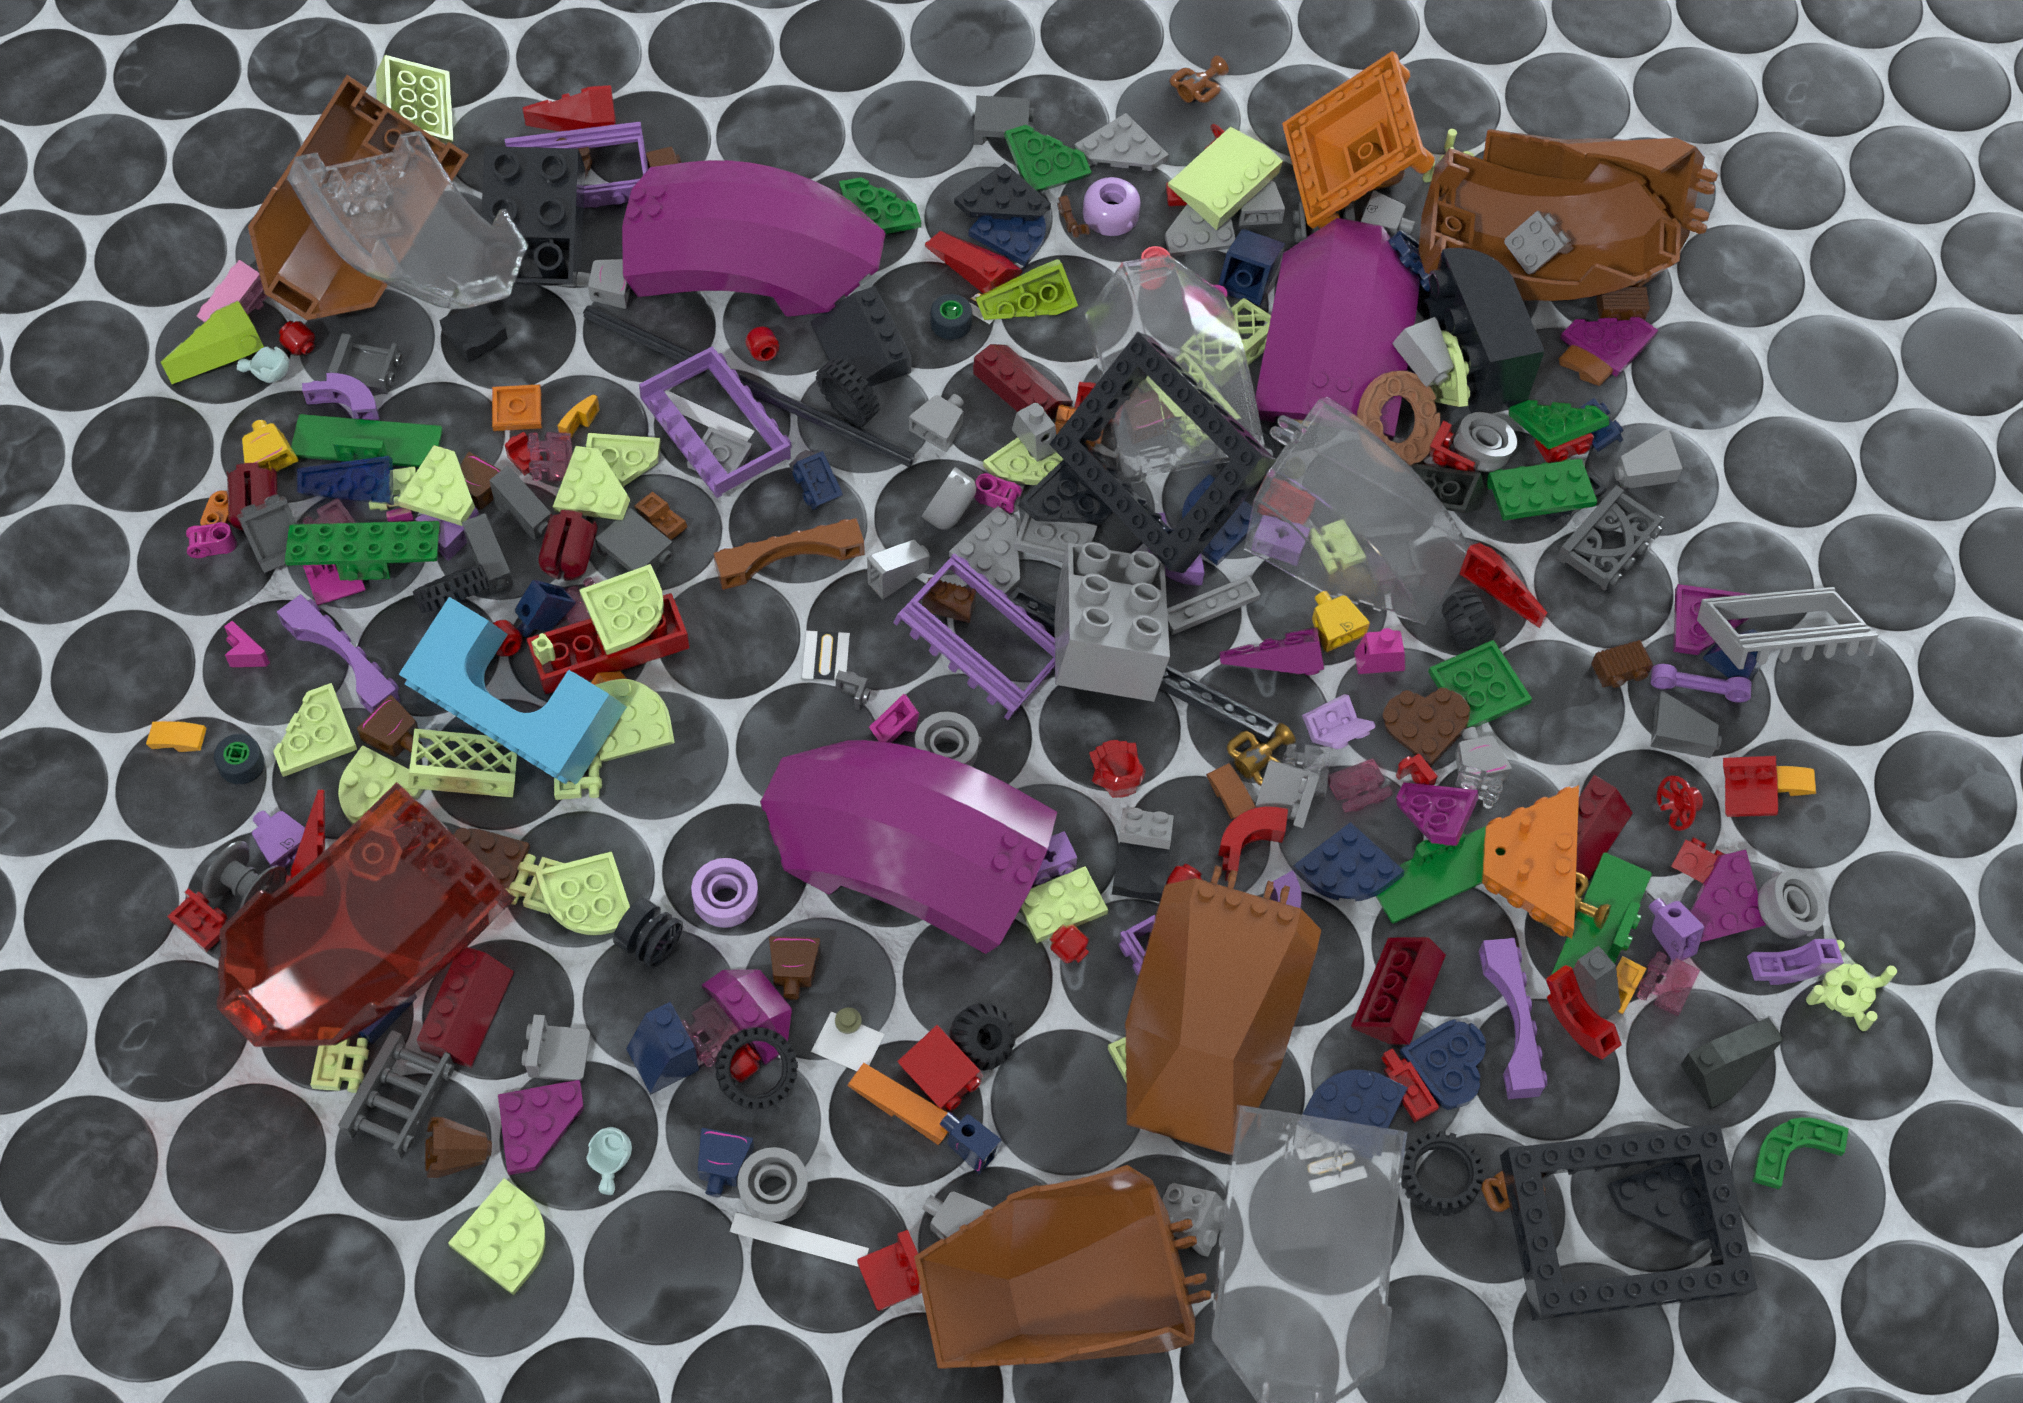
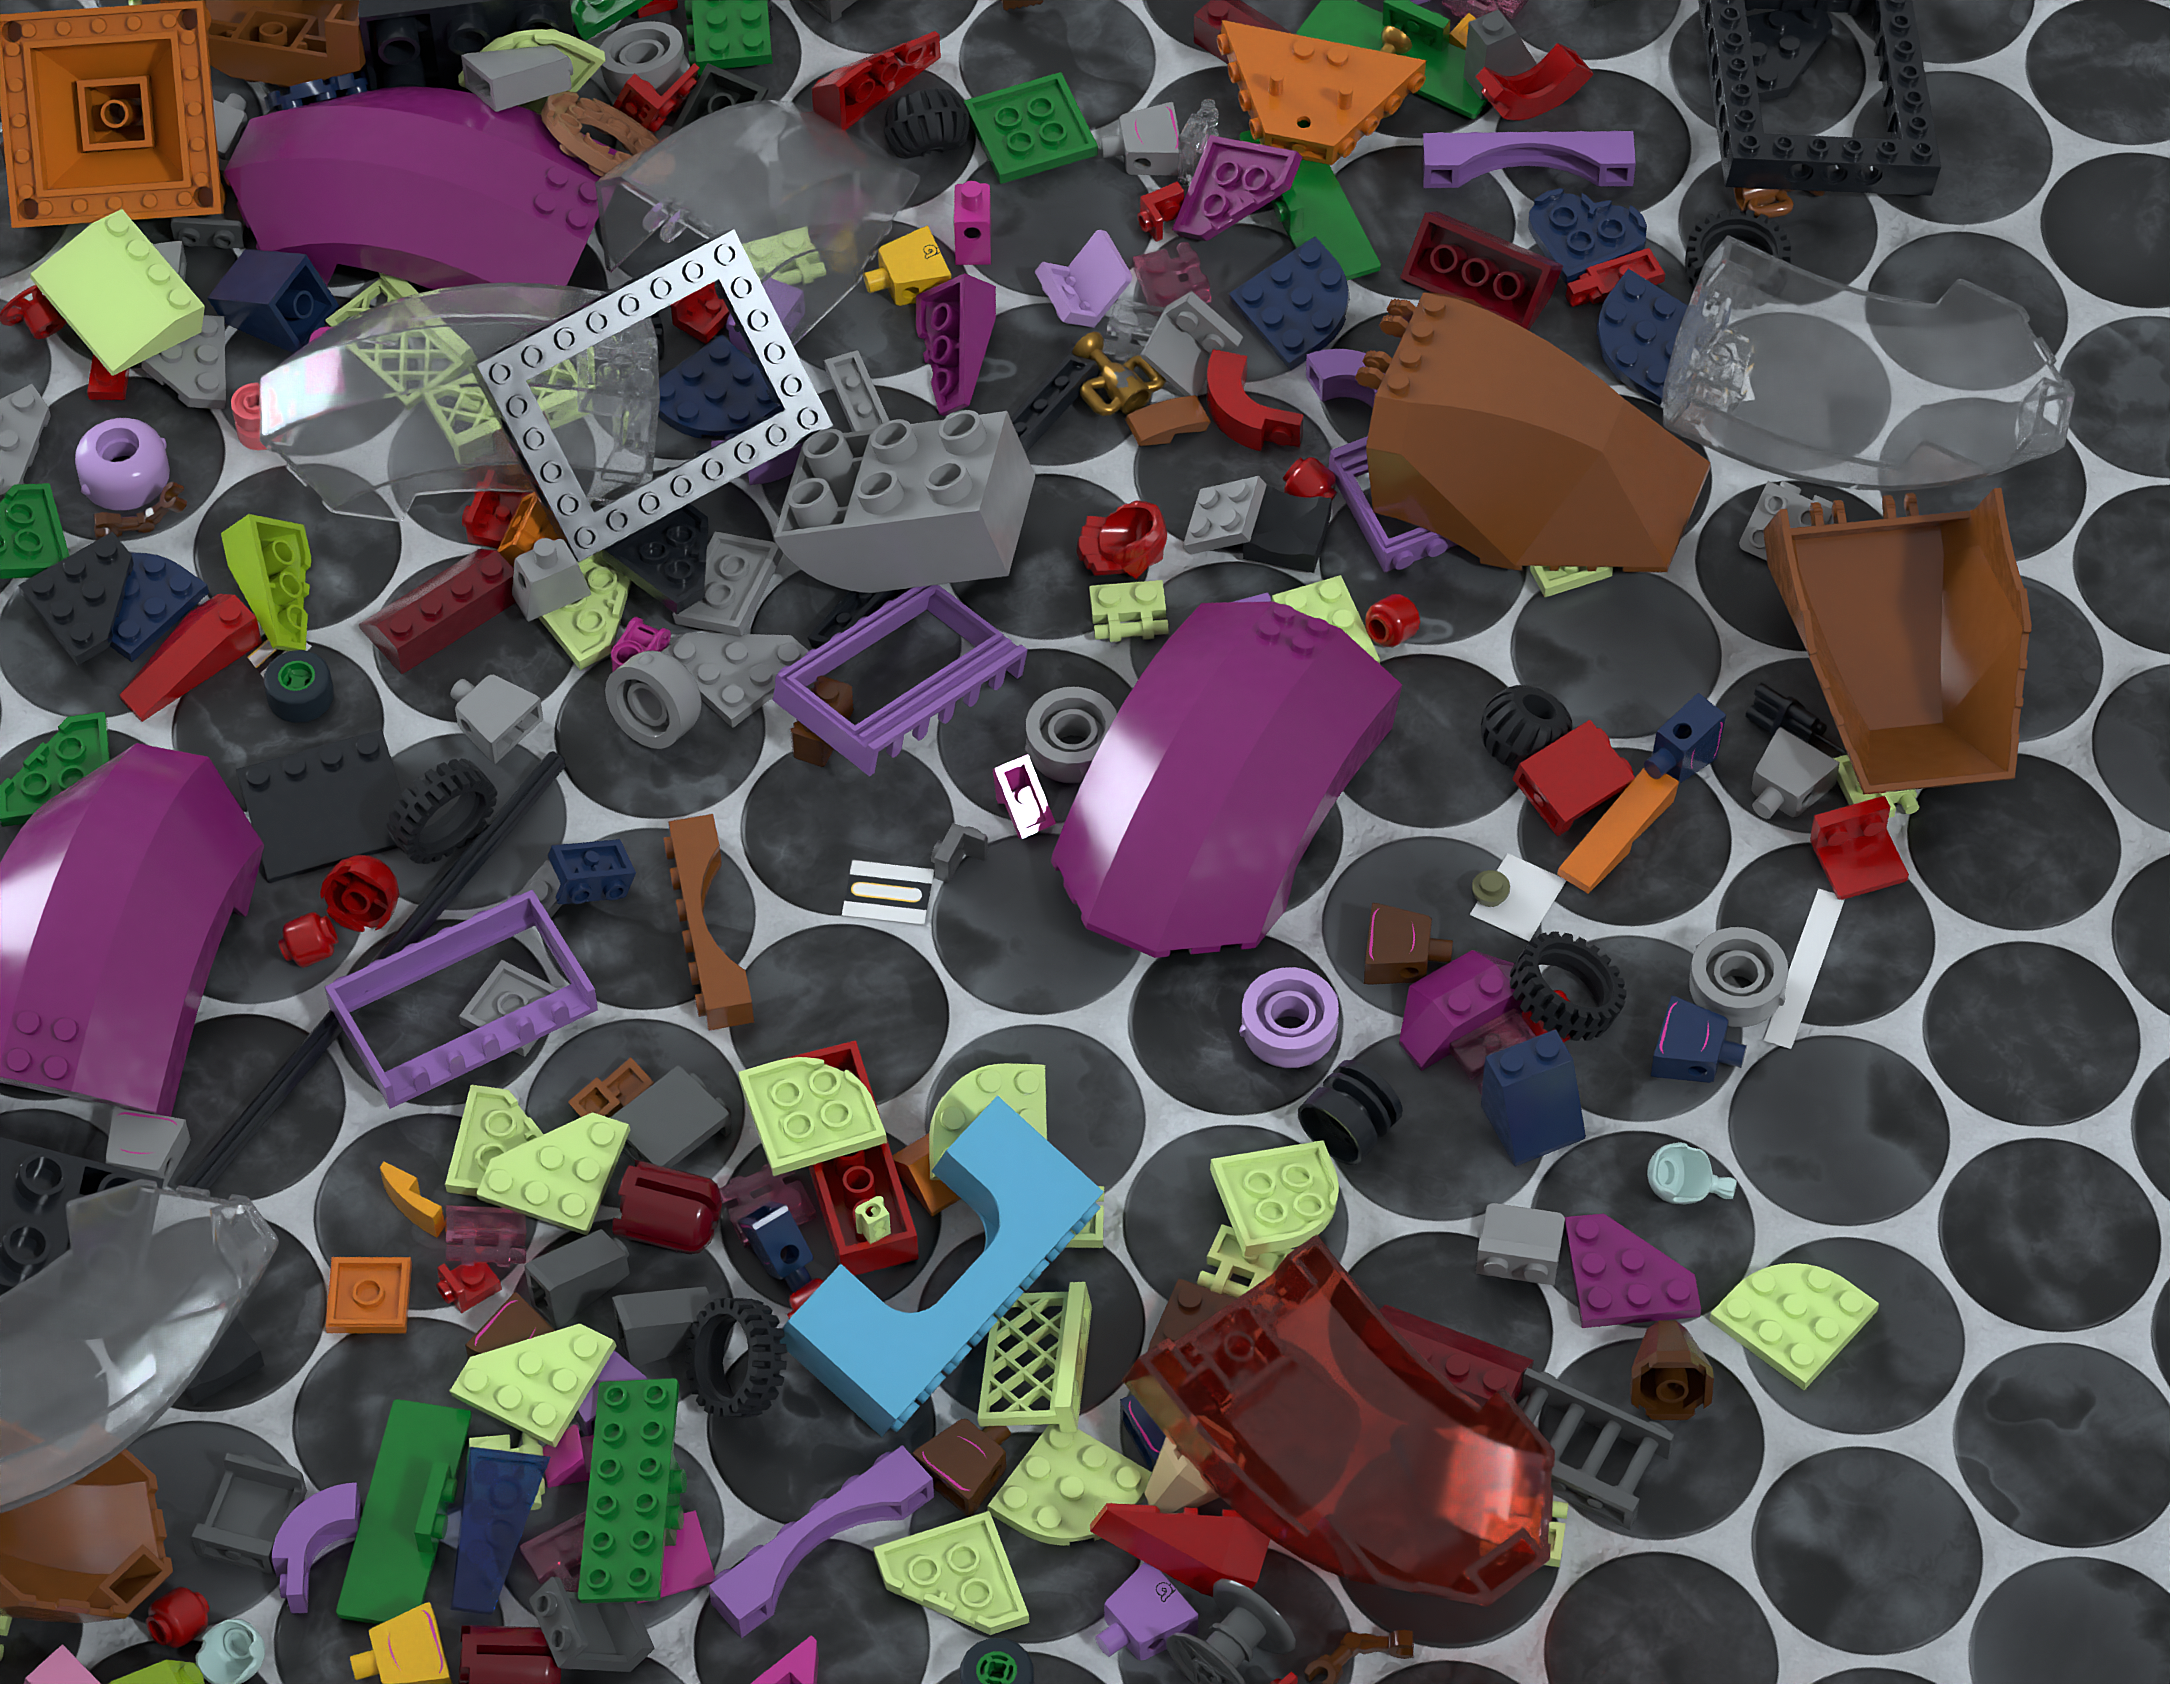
camera: 80 degrees left, 5 degrees down
(709, 417) = (423, 1035): white sticker -> none
(798, 365) = (360, 893): none -> red cylinder
(896, 567) = (759, 781): light grey slope -> none
(1071, 775) = (1128, 603): none -> yellowish green plate
(1427, 723) = (1085, 189): reddish brown plate -> none

